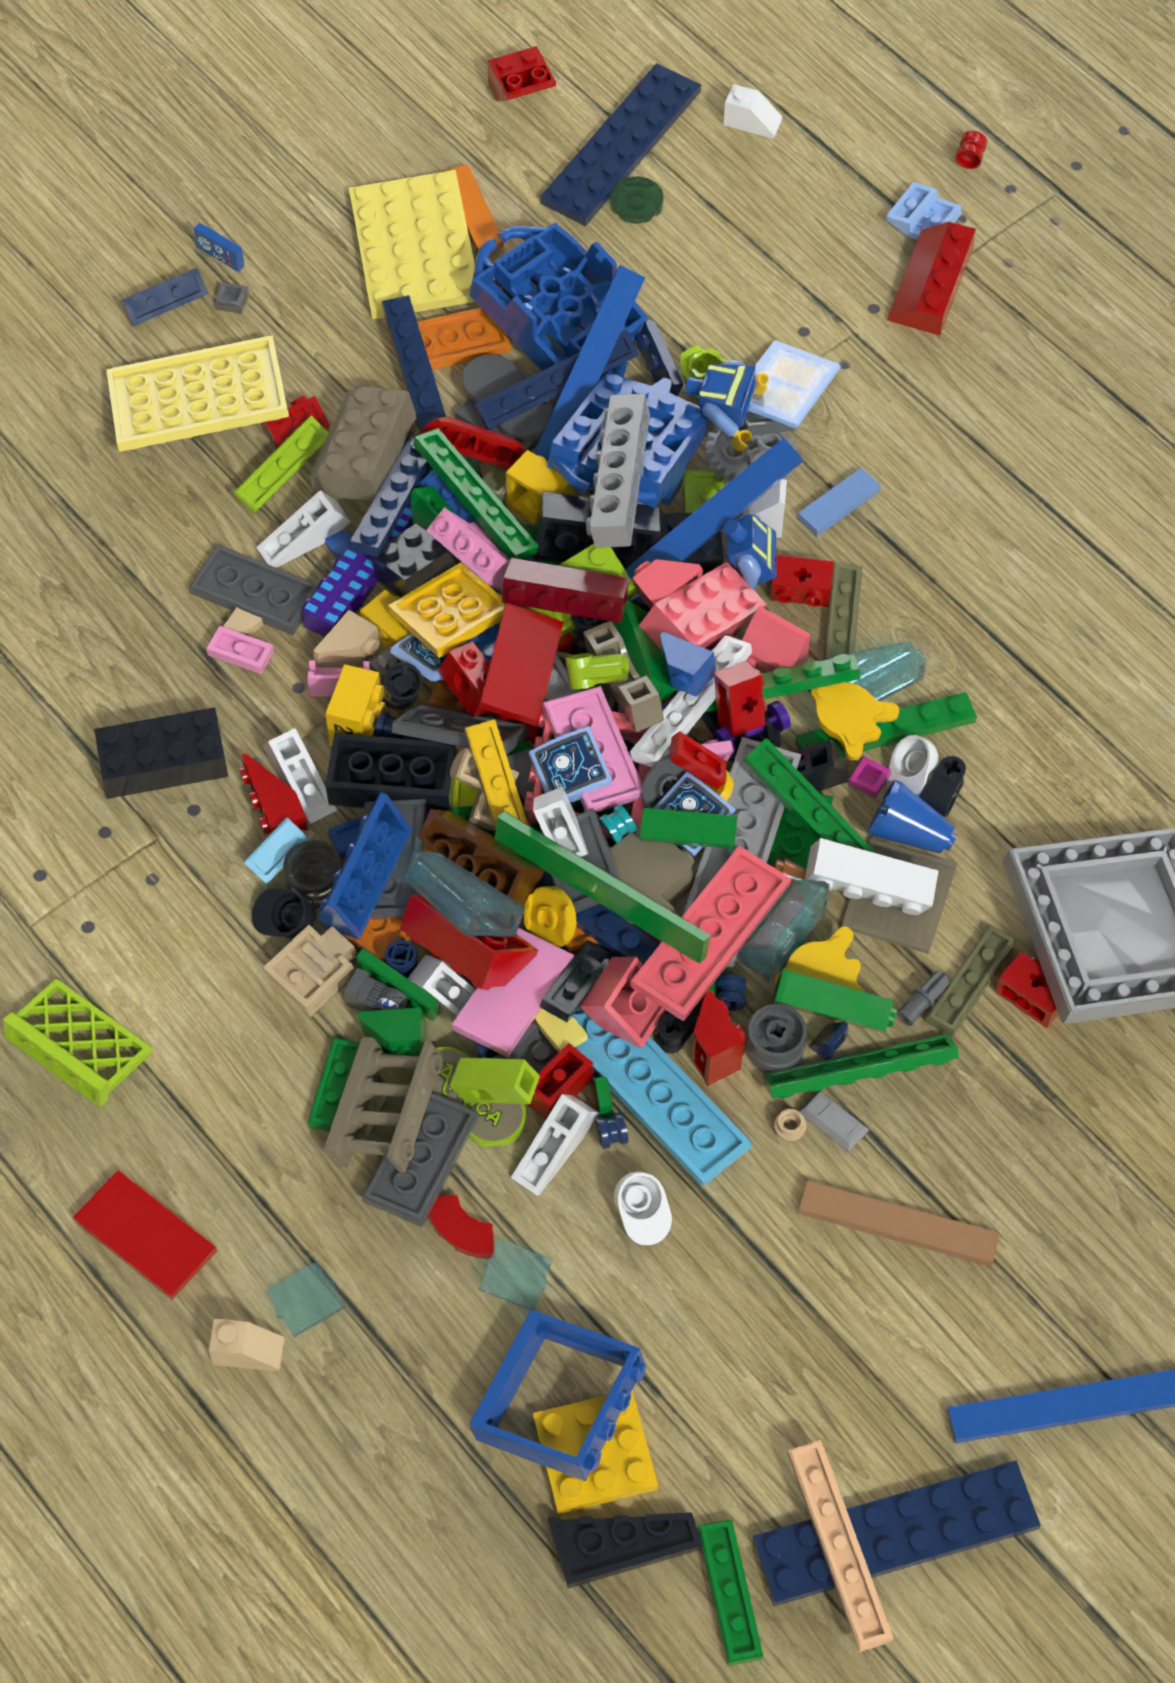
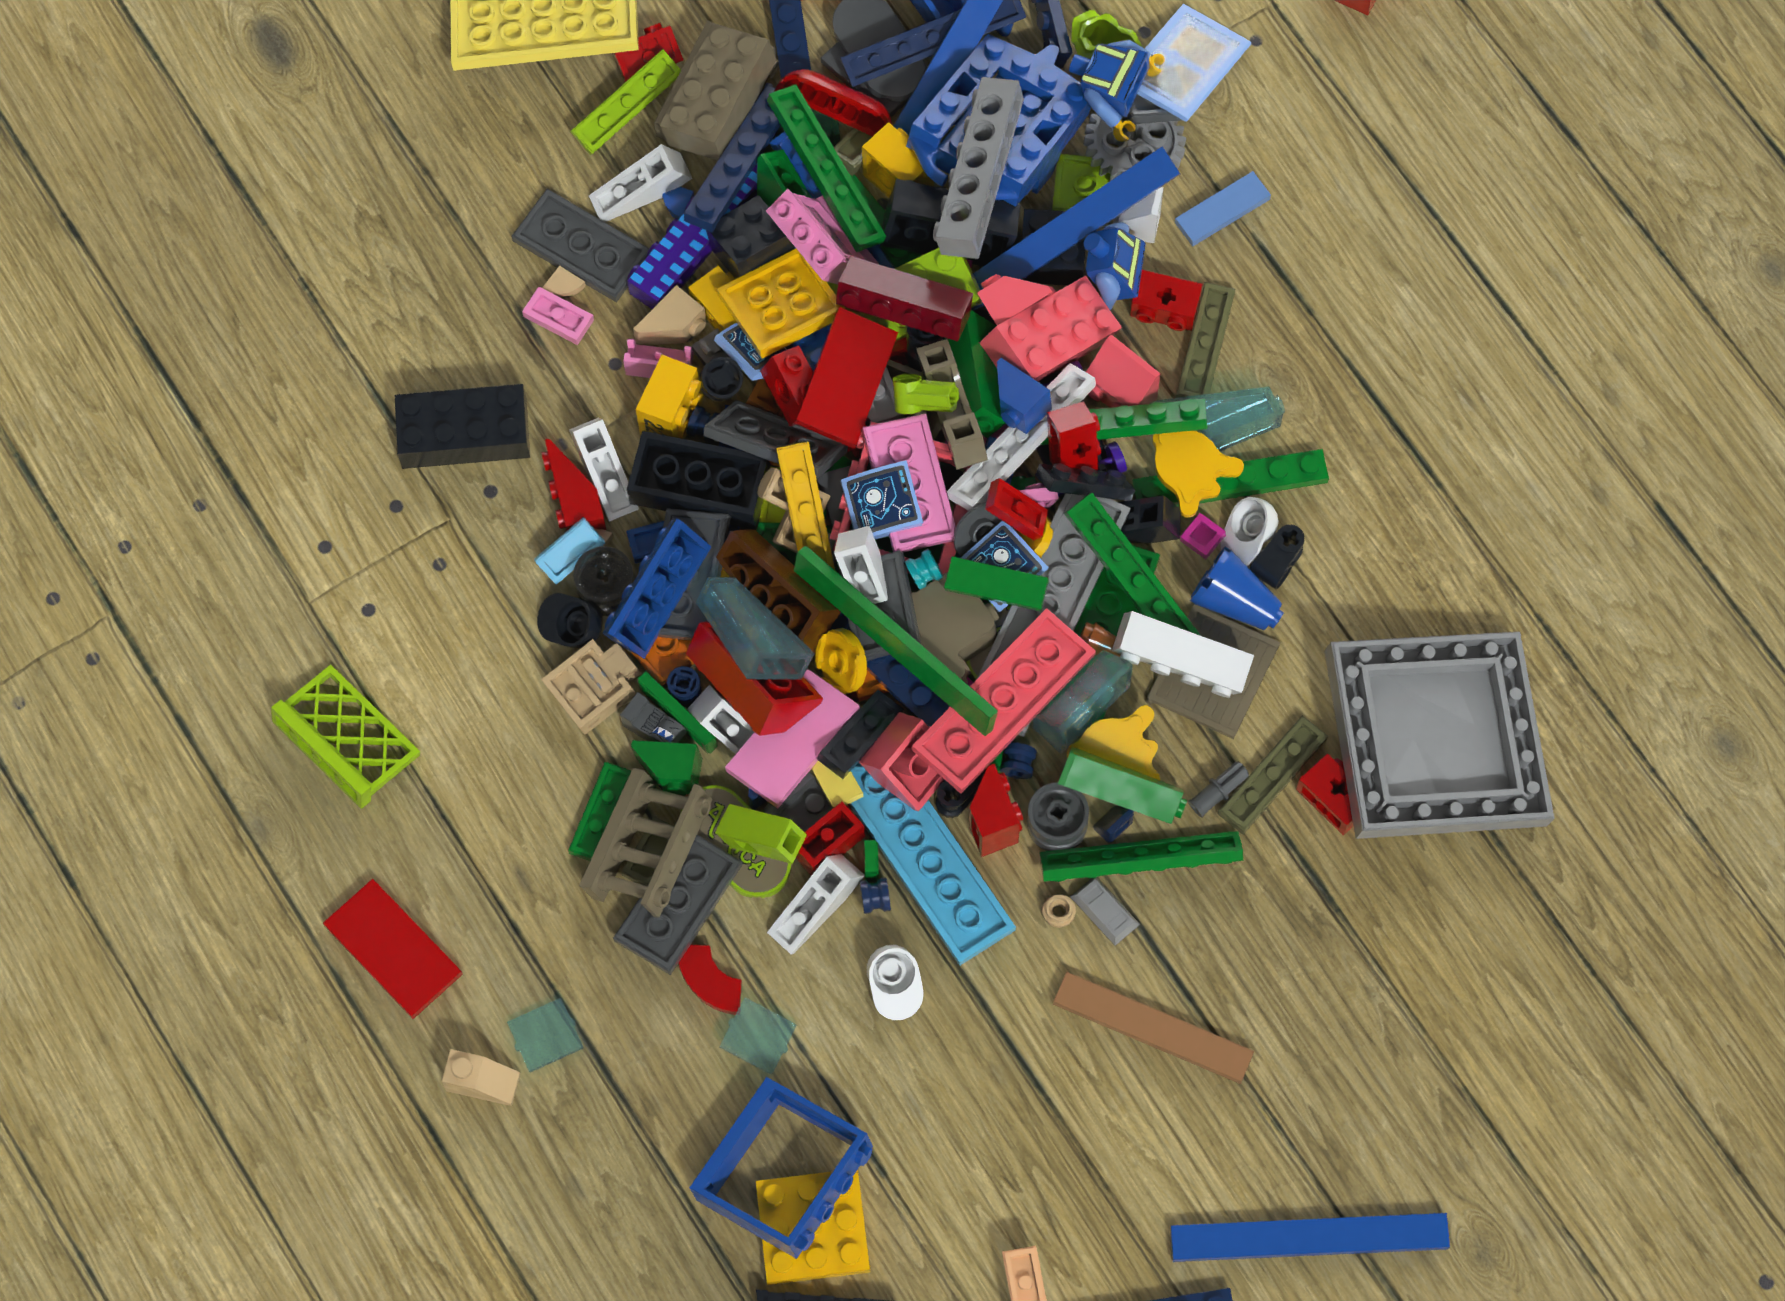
camera: 10 degrees right, 10 degrees up
(738, 732) = (1084, 481): none -> black plate

